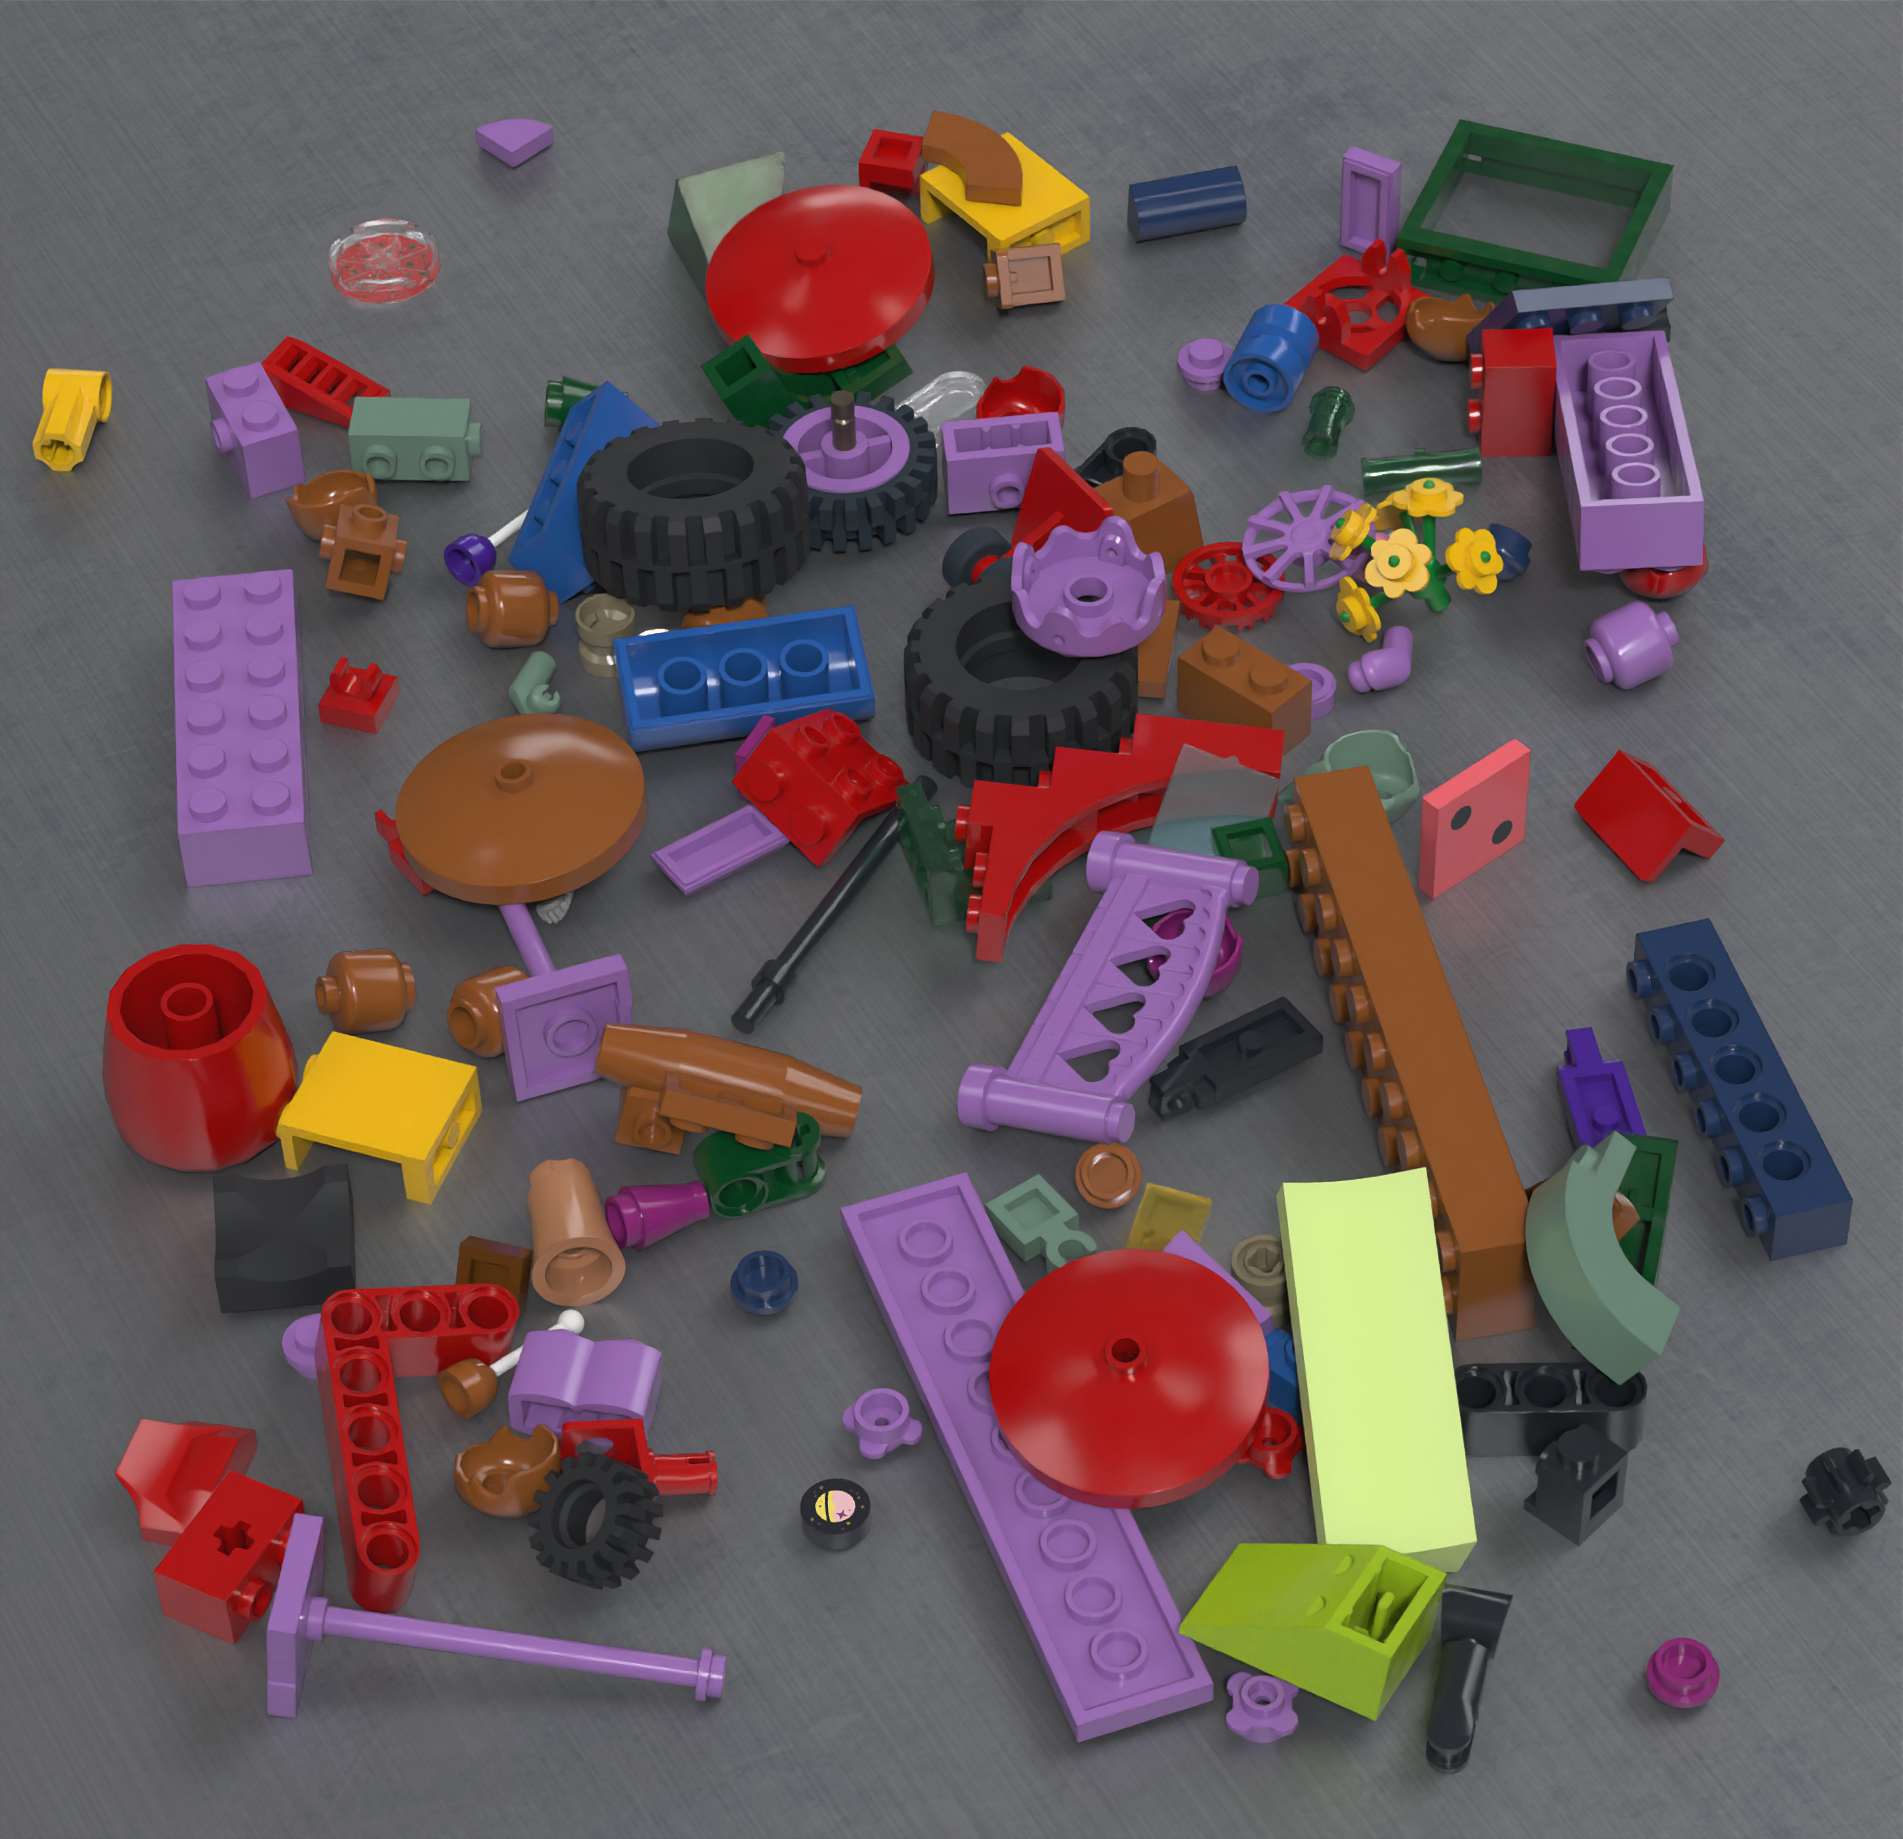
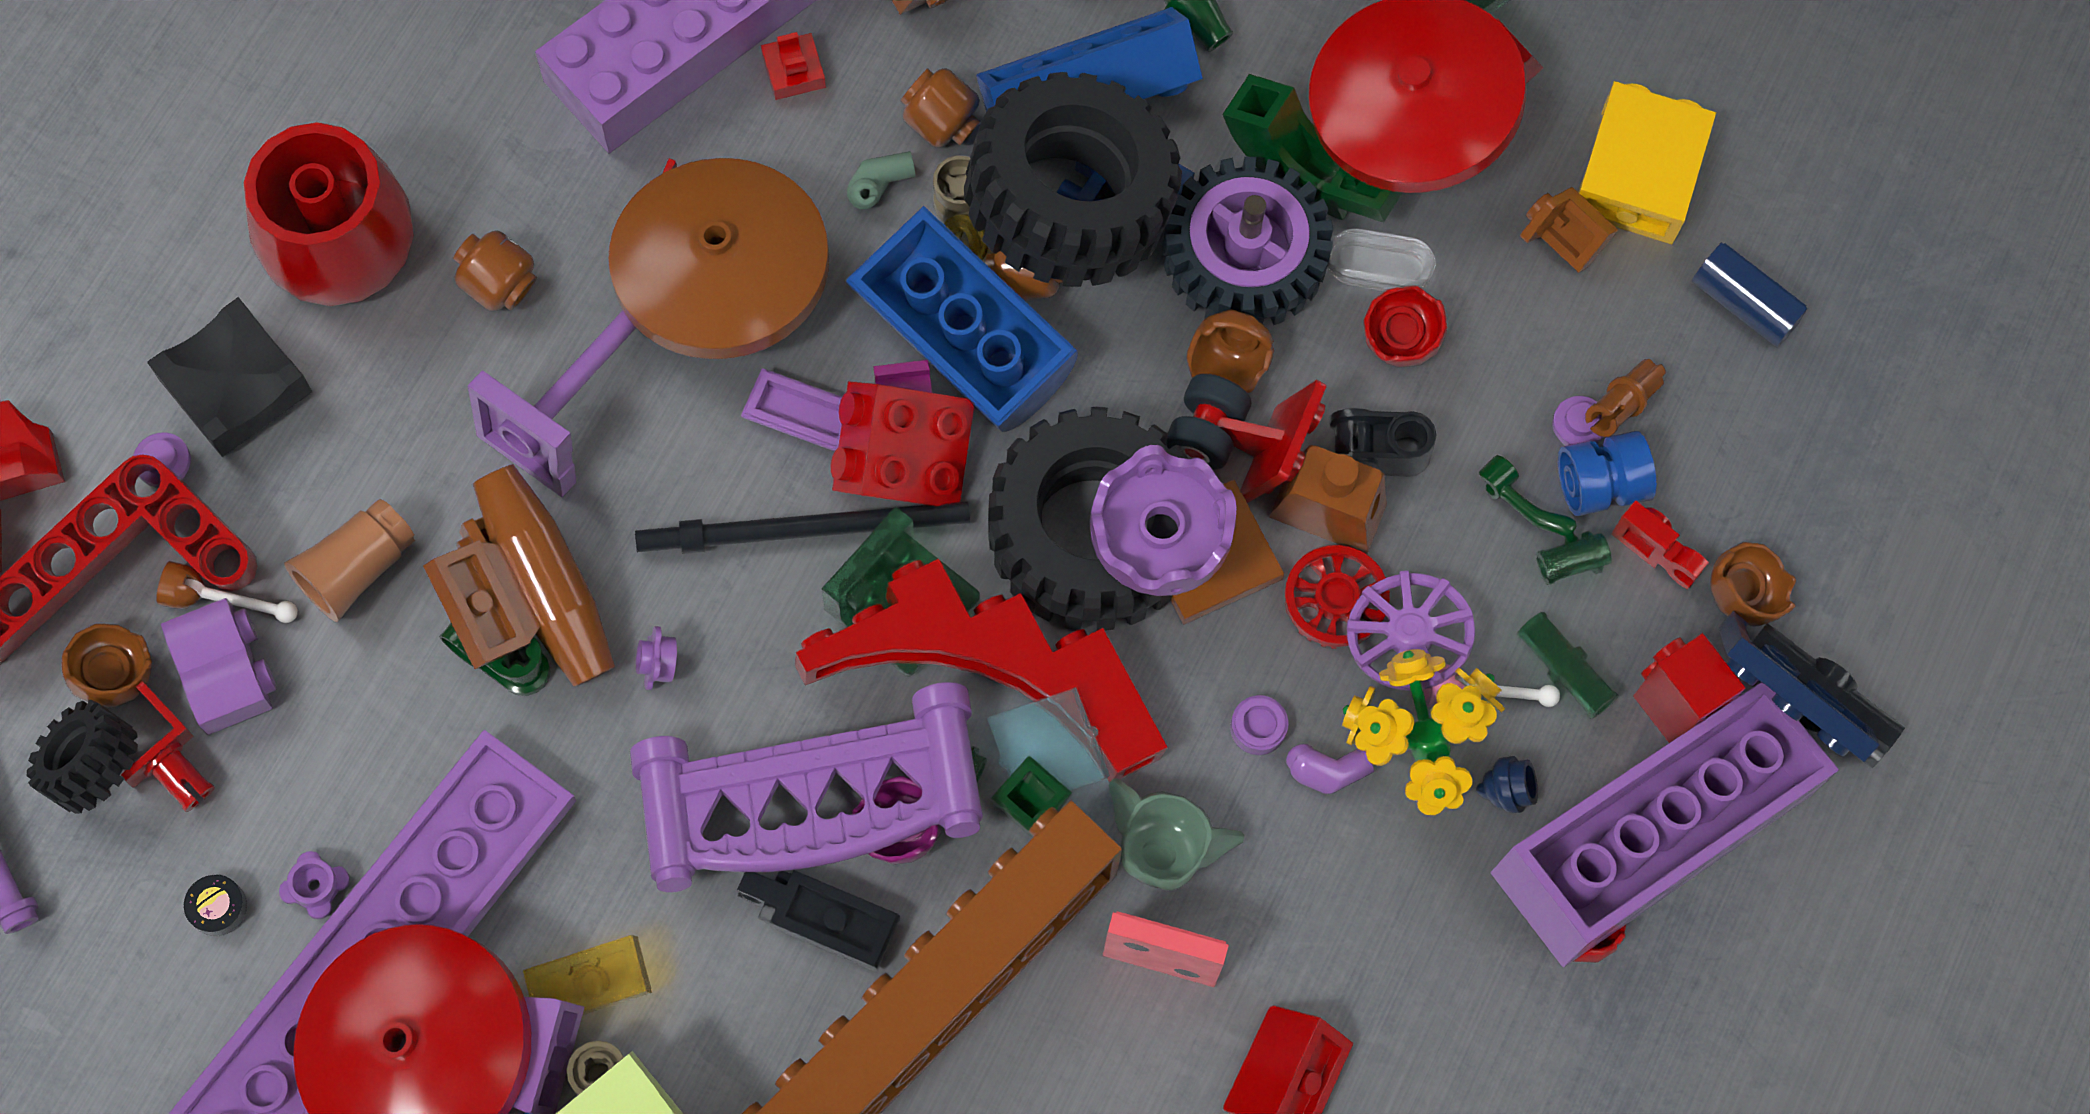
camera: 50 degrees right, 25 degrees up
(385, 1107) = (382, 361): yellow panel -> none
(474, 554) = (988, 44): dark purple hinge -> none
(474, 1010) = (529, 365): dark orange head -> none
(496, 1264) = (280, 534): reddish brown tile -> none
(653, 1212) = (410, 601): magenta cone -> none
(764, 1283) = (395, 720): dark blue plate -> none
(878, 1055) = (656, 658): none -> medium lavender plate
(892, 162) = (1618, 51): red panel -> none
(932, 521) = (1232, 348): none -> dark orange hair
(978, 157) = (1659, 112): dark orange tile -> none
(992, 458) = (1331, 348): medium lavender brick -> none
(1037, 1222) = (564, 874): sand green plate -> none
(1108, 1176) = (638, 897): dark orange plate -> none
(1214, 315) = (1625, 397): none -> dark orange axle
(1216, 437) = (1500, 476): none -> dark green piece
(1240, 685) = (1204, 687): dark orange brick -> none
(1358, 361) = (1653, 539): none -> red plate
(1369, 200) = (1837, 440): medium lavender tile -> none
(1386, 282) = (1766, 462): red piece -> none
(1494, 271) = (1854, 606): dark green window -> none
(1631, 645) = (1469, 951): medium lavender head -> none

